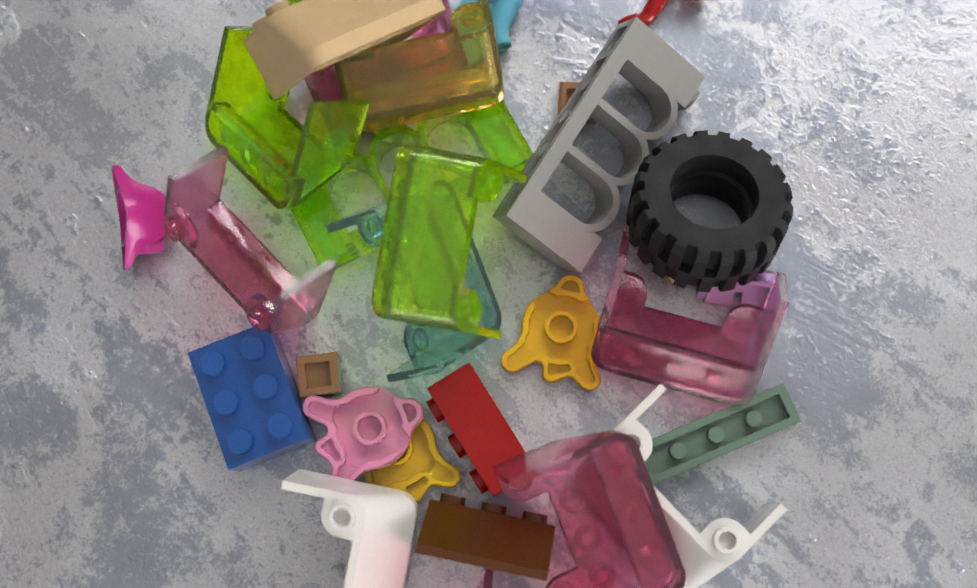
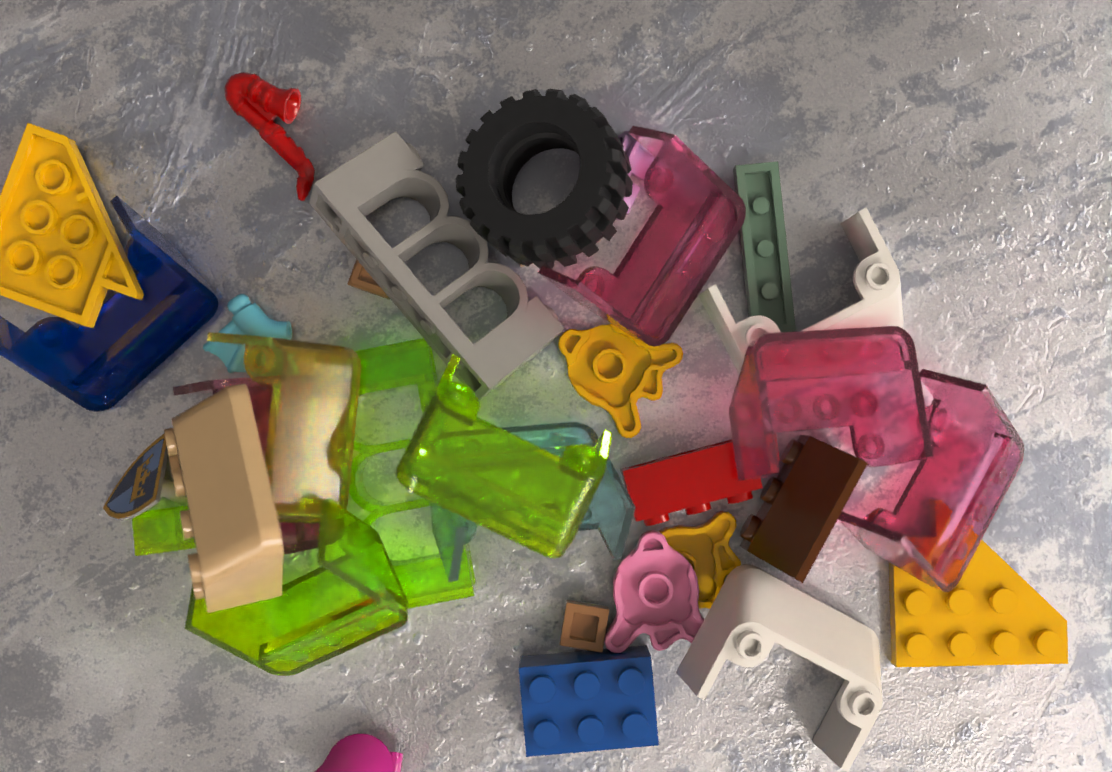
camera: 80 degrees left, 10 degrees up
(234, 255) = (438, 680): clear pink windscreen -> none

